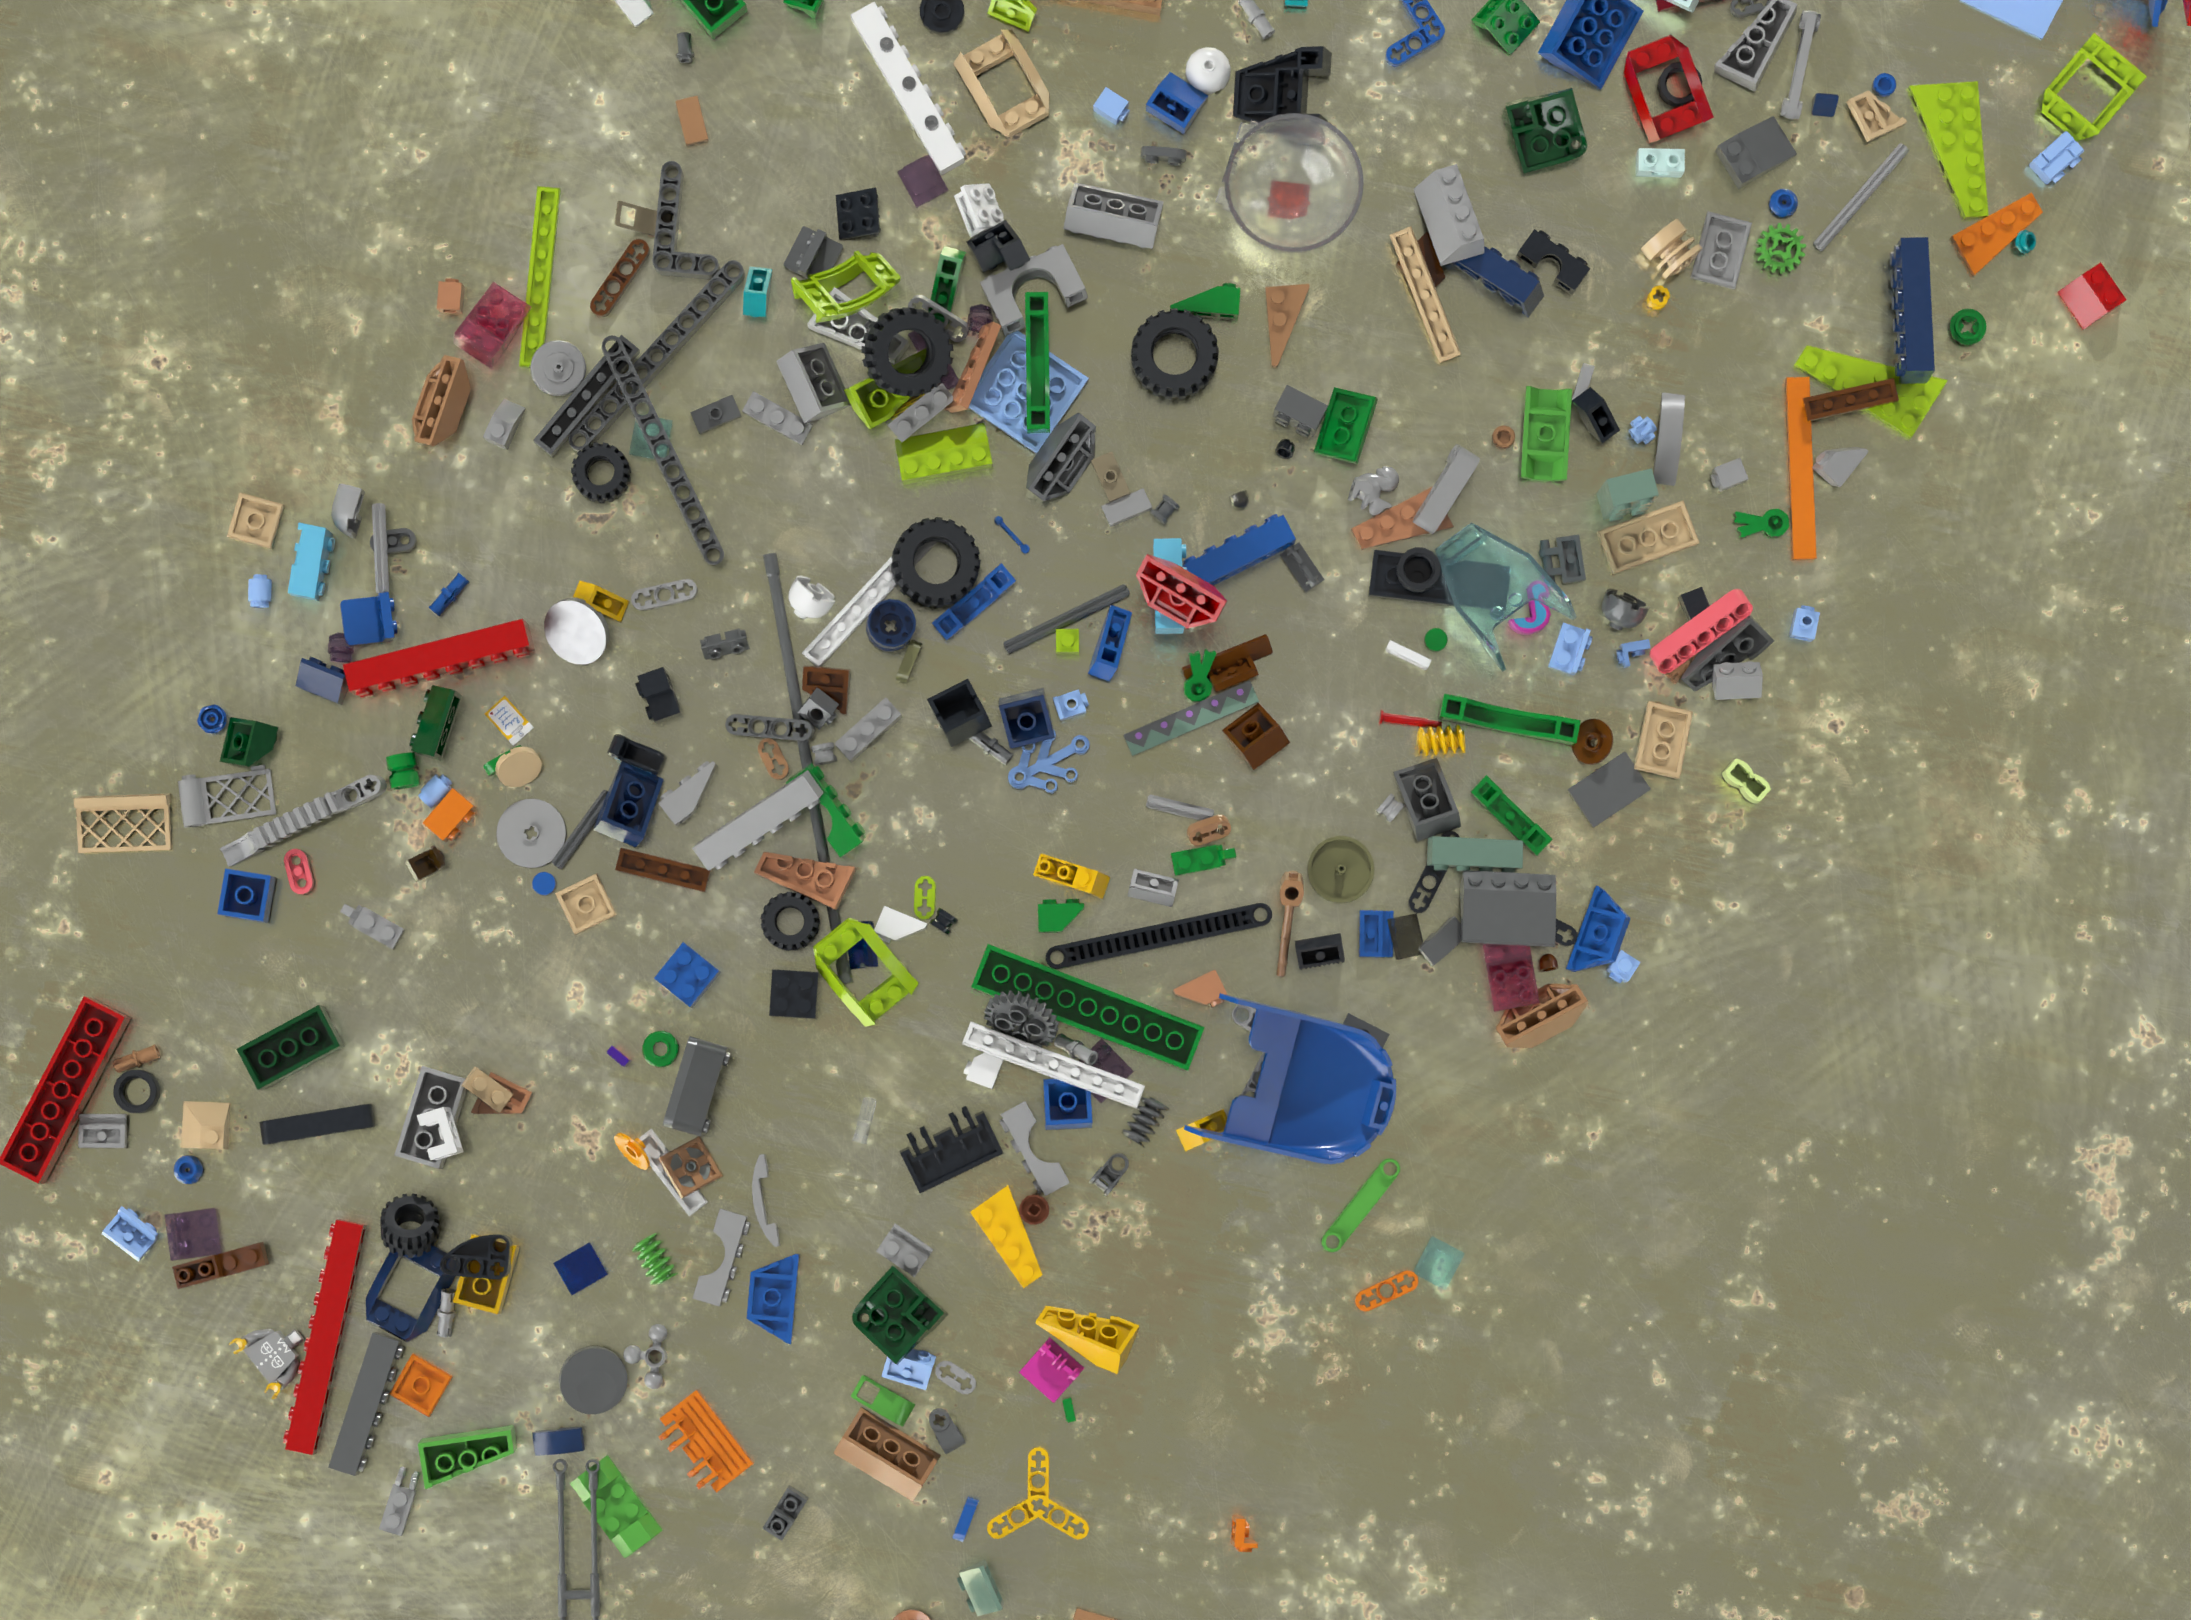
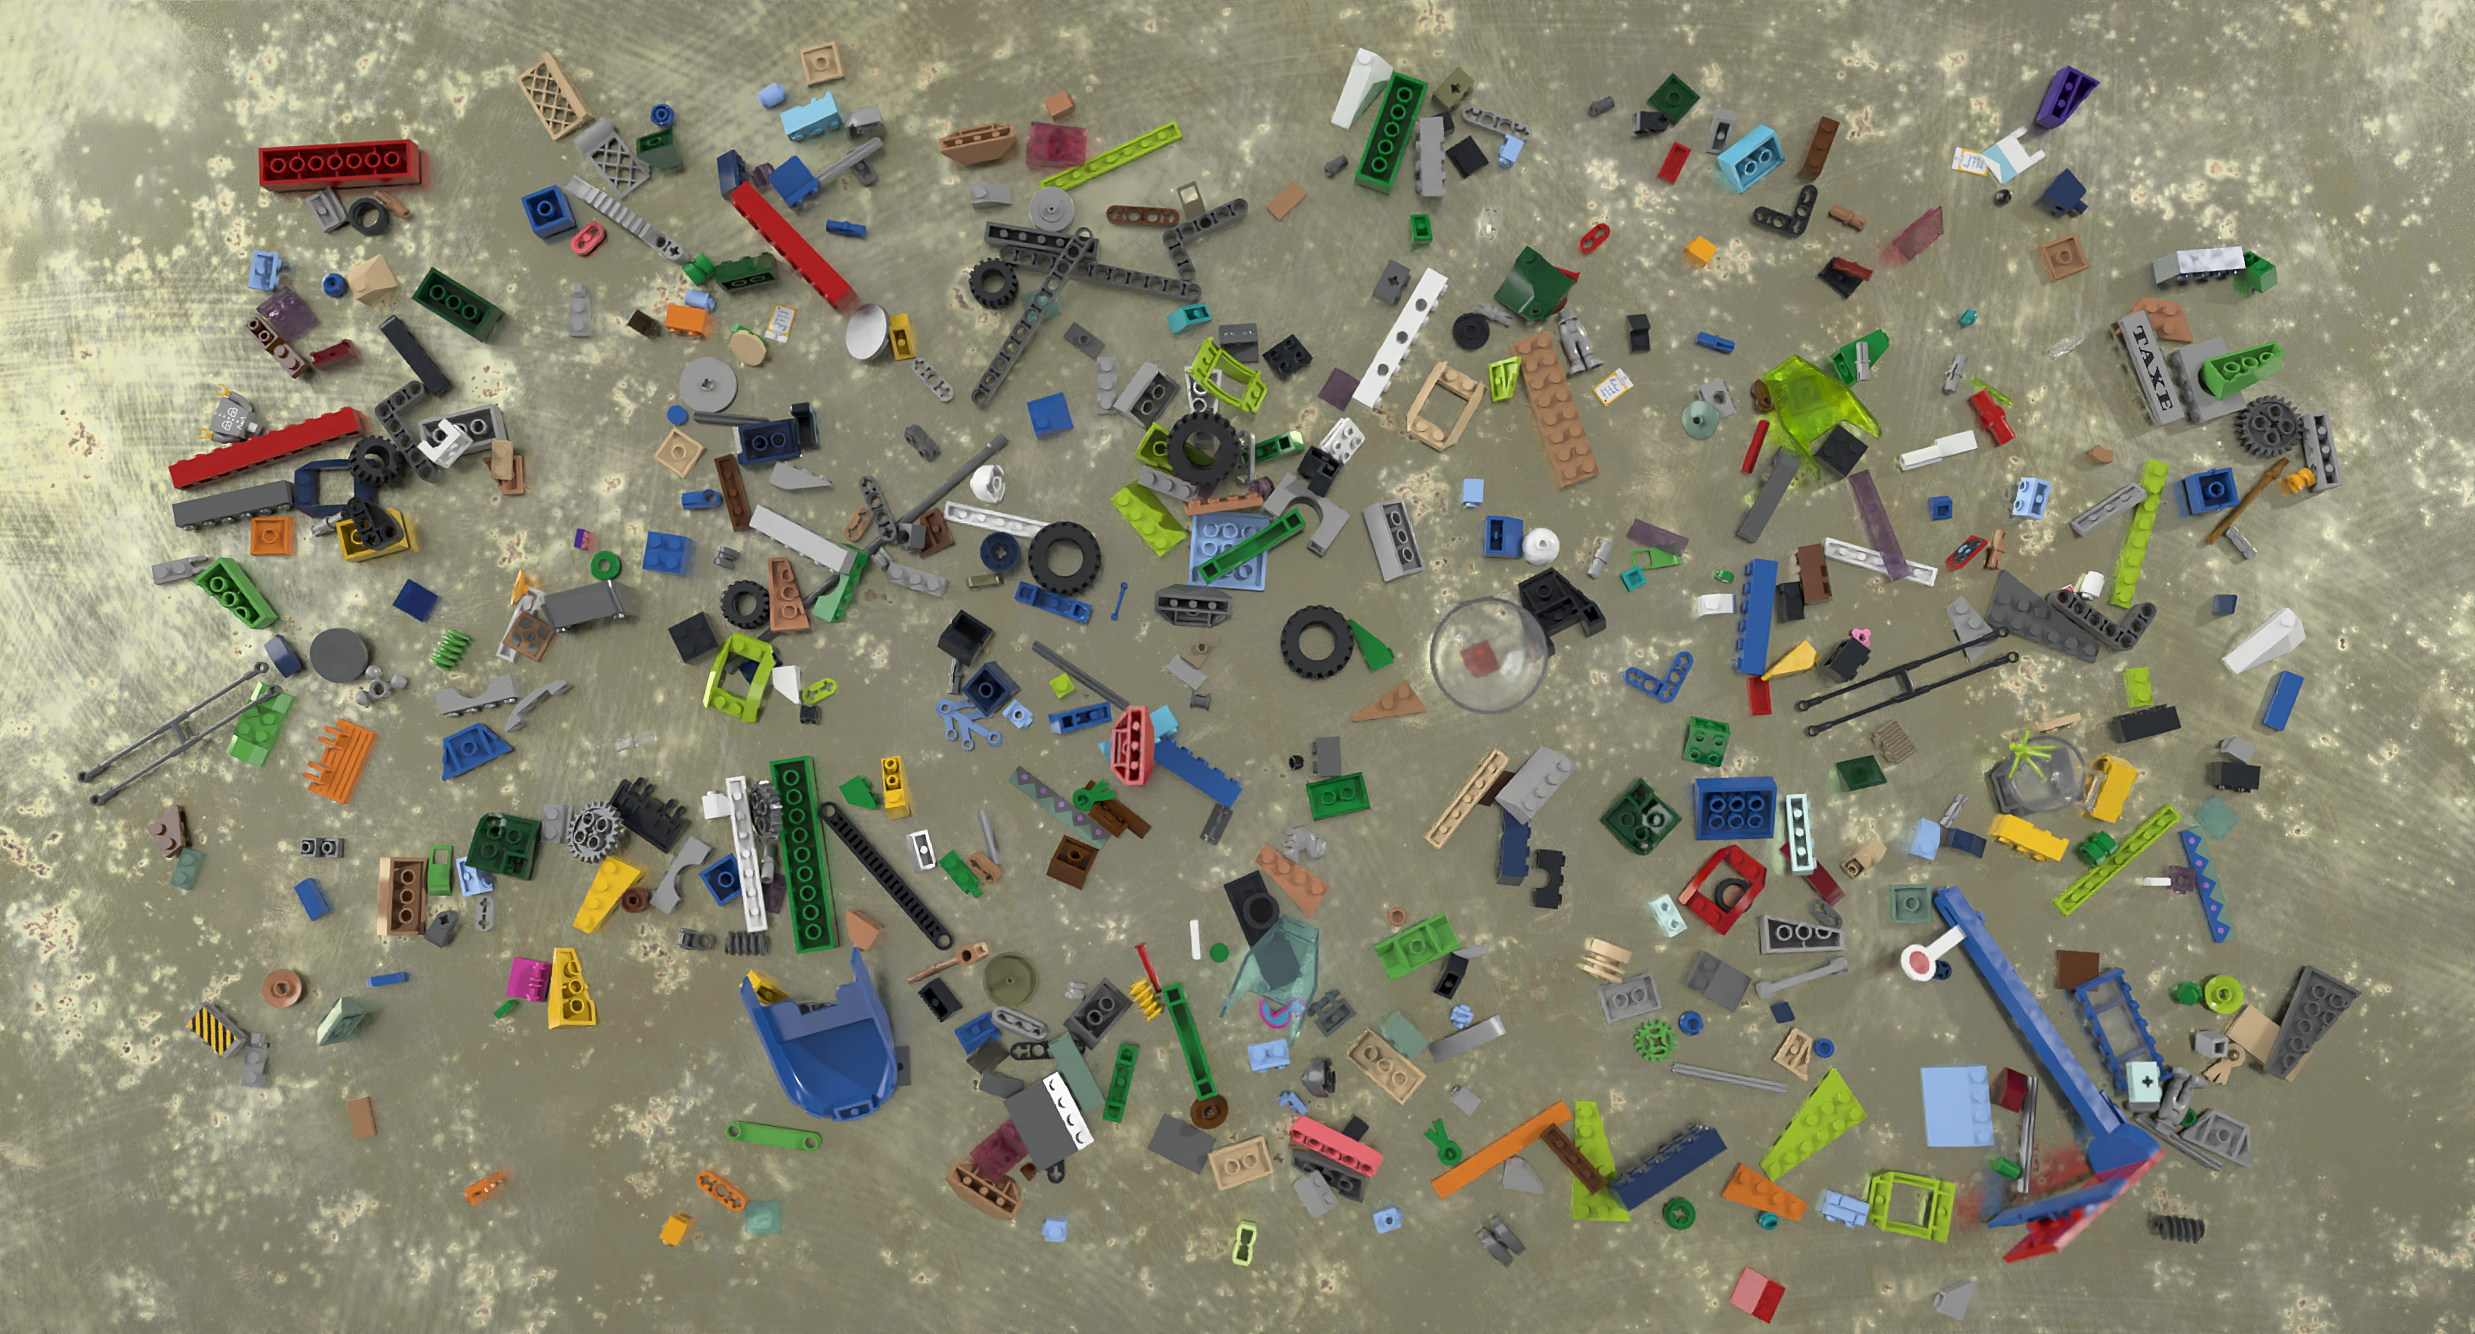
camera: 60 degrees right, 0 degrees up
(265, 1210) = (333, 355): none -> dark red hinge
(395, 1180) = (405, 432): none -> dark grey beam
(648, 909) = (700, 499): none -> blue piece
(660, 695) = (857, 418): black brick -> none
(726, 916) = (725, 557): none -> dark grey wheel
(774, 494) = (1050, 415): none -> blue slope
(834, 1553) = (311, 899): none -> blue slope
(848, 74) = (1383, 290): none -> dark grey brick
(925, 1223) = (595, 832): none -> dark grey gear
(1027, 1506) = (419, 1020): yellow piece -> none
(1173, 156) = (1455, 543): dark grey plate -> none
(1240, 499) = (1239, 750): clear smoke hinge -> none
(1398, 878) = (1013, 1018): none -> light grey plate
(1400, 1360) = (675, 1230): none -> light orange brick
(1446, 489) = (1333, 897): light grey beam -> none
(1600, 933) = (1071, 1198): blue wing -> none
(1654, 303) = (1560, 972): yellow bush -> none
(1892, 519) = (1500, 1242): none -> dark grey wheel

